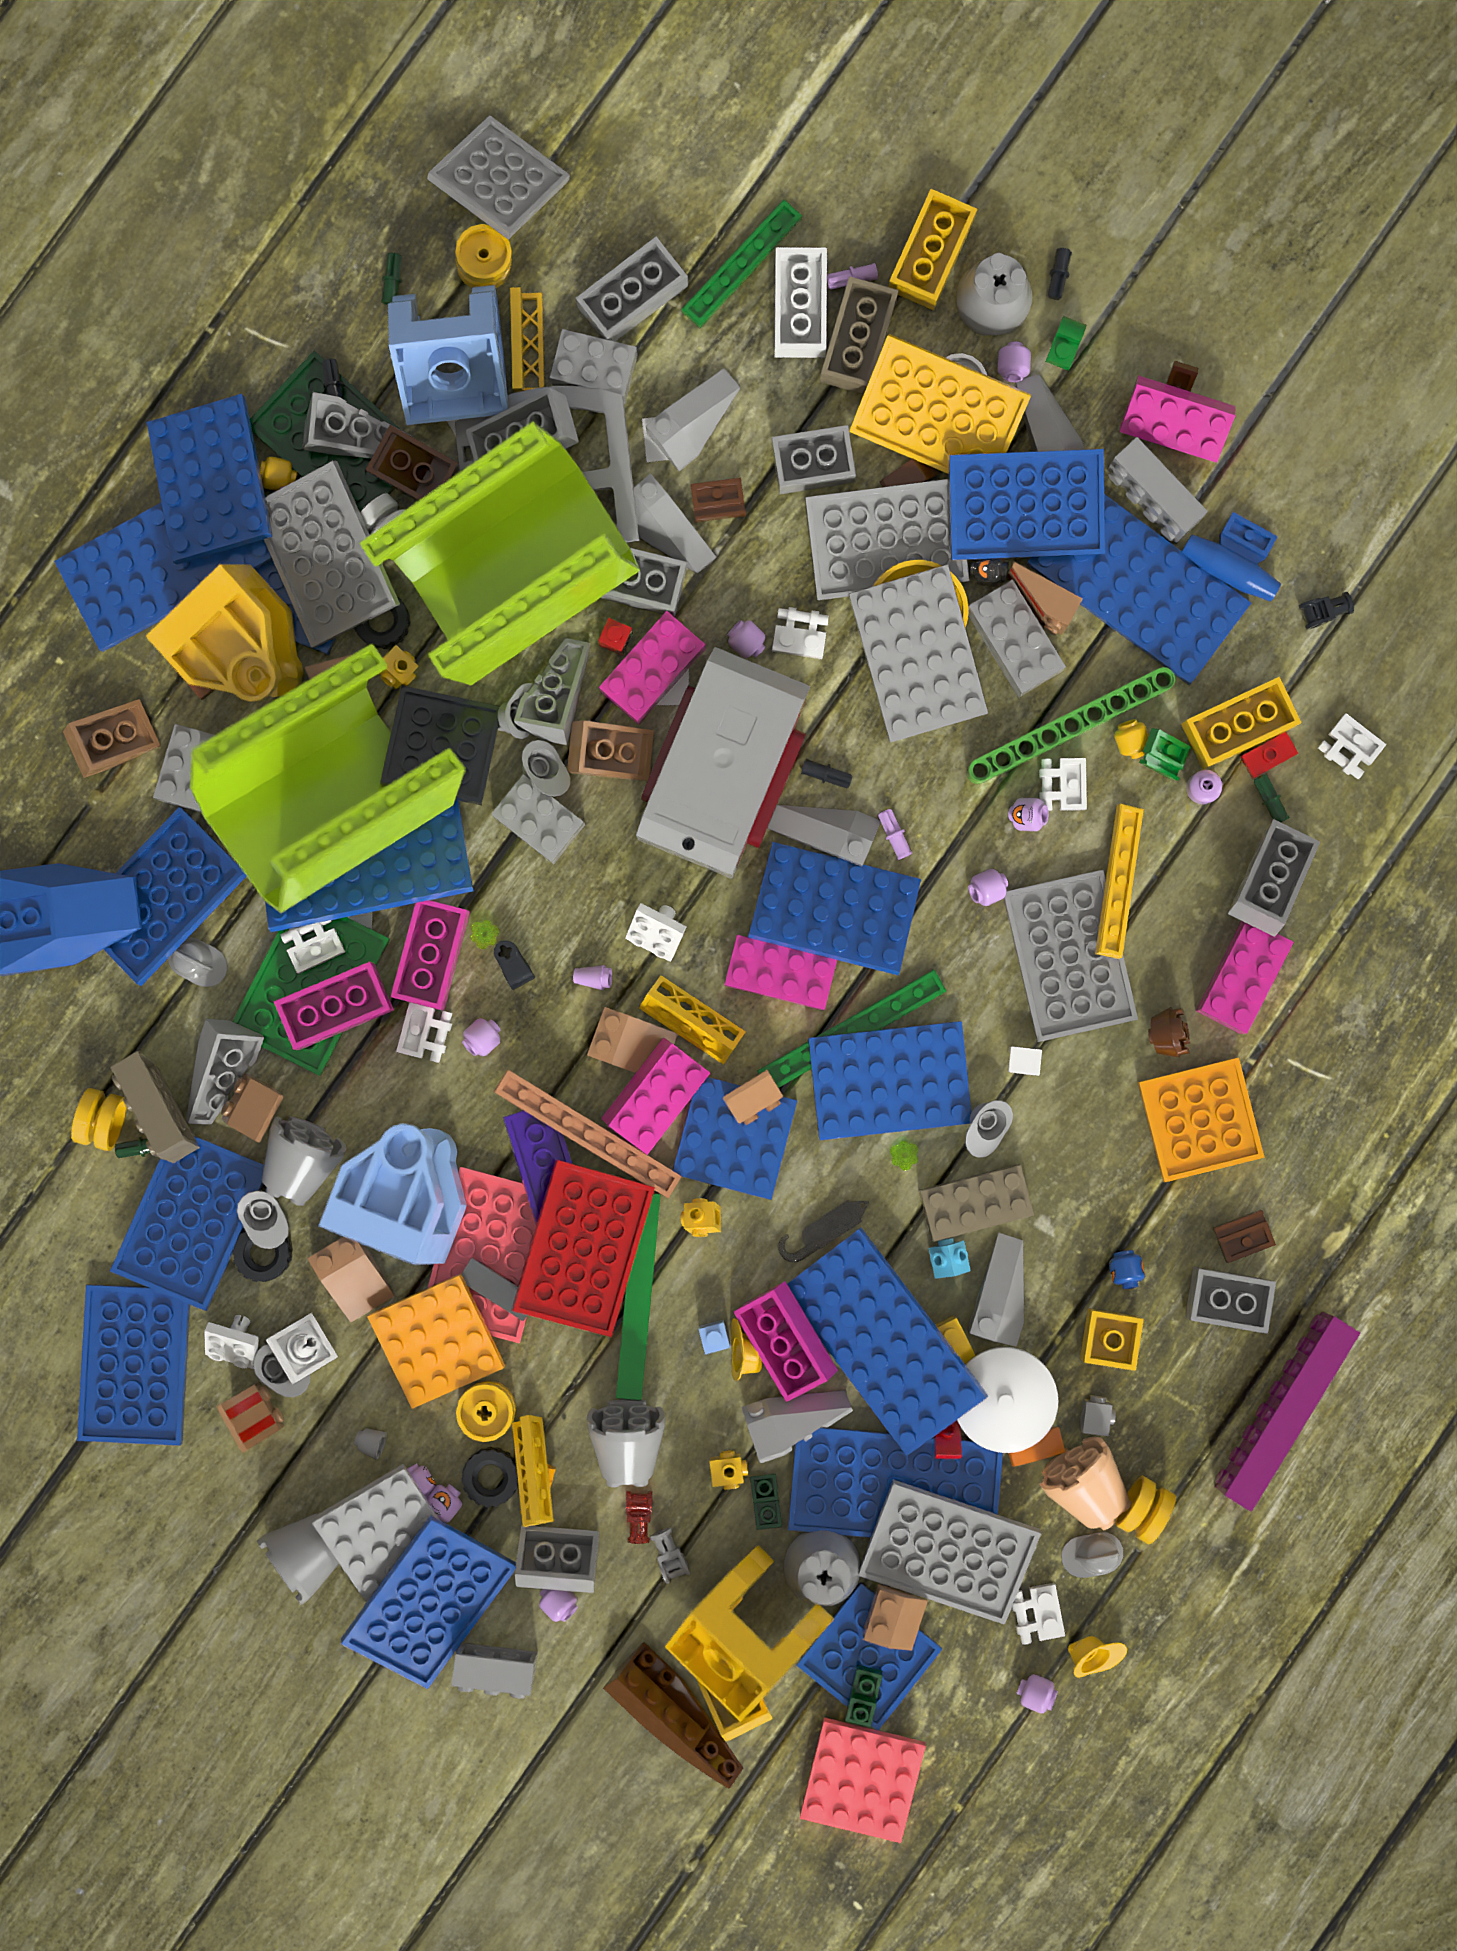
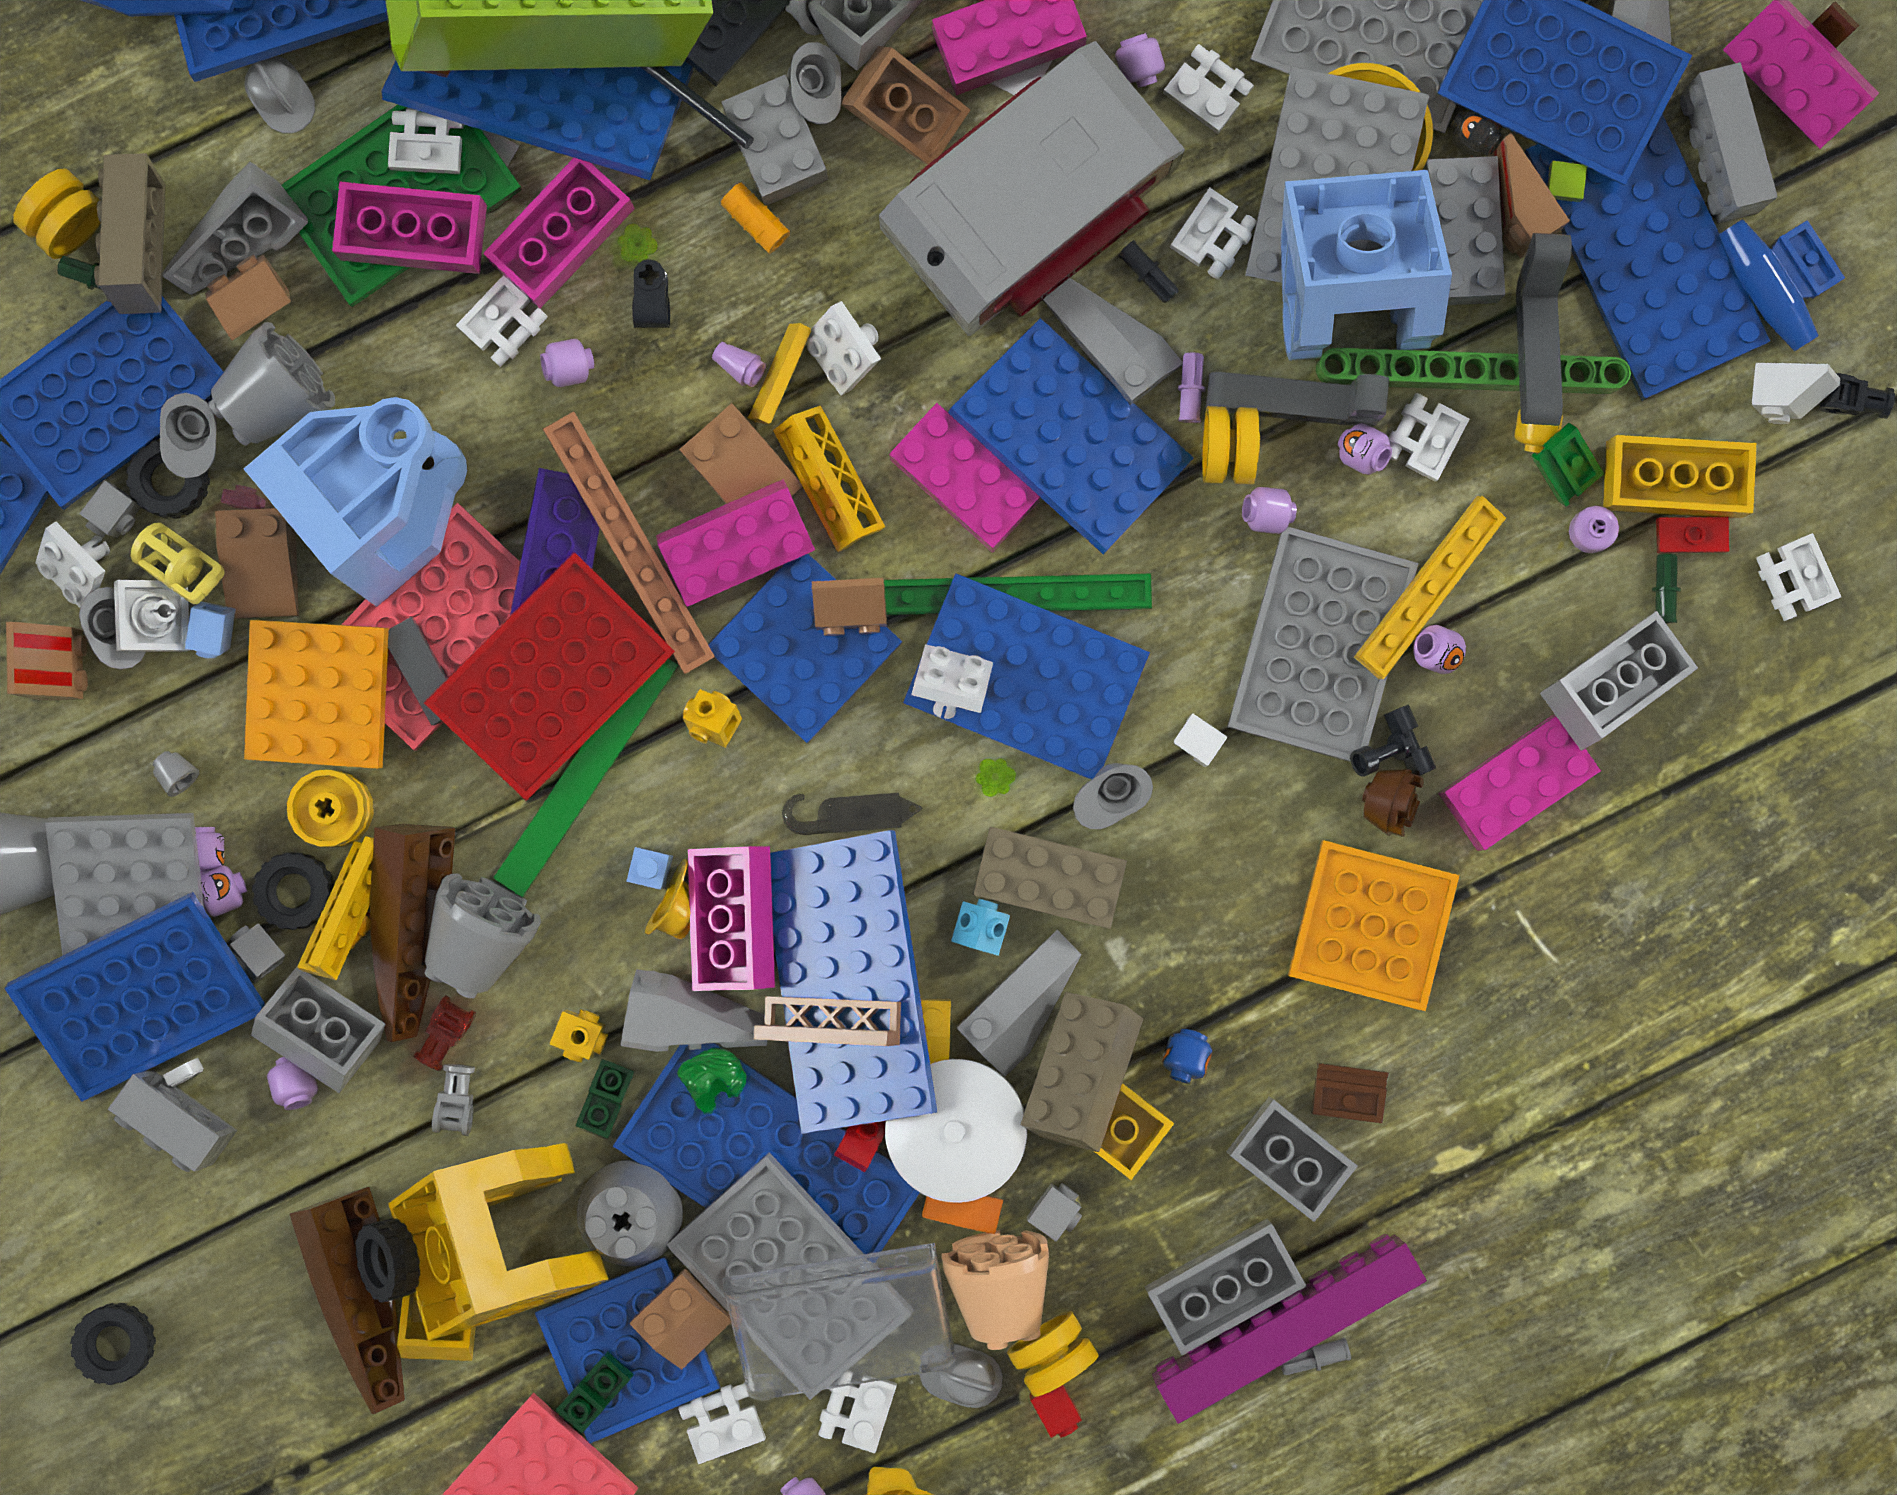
camera: 25 degrees right, 0 degrees up
(237, 1294) = (110, 511): none -> light grey brick
(305, 1306) = (181, 567): none -> light yellow piece
(319, 1239) = (242, 498): none -> clear pink plate
(344, 1336) = (210, 629): none -> light blue brick
(481, 824) = (700, 105): none -> black bar
(484, 1634) = (183, 1072): none -> white tile
(488, 1530) = (255, 952): none -> light grey brick
(533, 1855) = (86, 1352): none -> black tyre
(552, 876) = (755, 217): none -> light orange axle
(562, 1432) = (404, 883): none -> reddish brown wedge
(623, 969) = (779, 373): none -> yellow tile
(685, 1684) = (388, 1260): none -> black tyre
(828, 1448) = (711, 1074): none -> green hair
(846, 1110) = (952, 680): none -> white plate
(847, 724) = (1205, 226): none -> white plate
(892, 1383) = (826, 1034): none -> fence
(942, 859) = (1234, 445): none -> yellow wheel
(953, 723) = (1332, 278): none -> light blue brick
(961, 1675) = (725, 1433): none -> white plate
(968, 805) = (1302, 400): none -> dark grey beam
(998, 1564) = (840, 1322): none -> clear windscreen
(1065, 570) = (1567, 181): none -> lime tile
(1066, 1317) = (1082, 1071): none -> dark tan brick
(1099, 678) = (1539, 328): none -> dark grey beam
(1147, 918) = (1439, 649): none -> lavender head
(1156, 994) = (1400, 745): none -> black bar
(1169, 1546) = (1057, 1412): none -> red brick
(1232, 1405) = (1225, 1286): none -> light grey brick
(1282, 630) = (1791, 389): none -> white slope
(1320, 1413) = (1318, 1356): none -> light grey axle

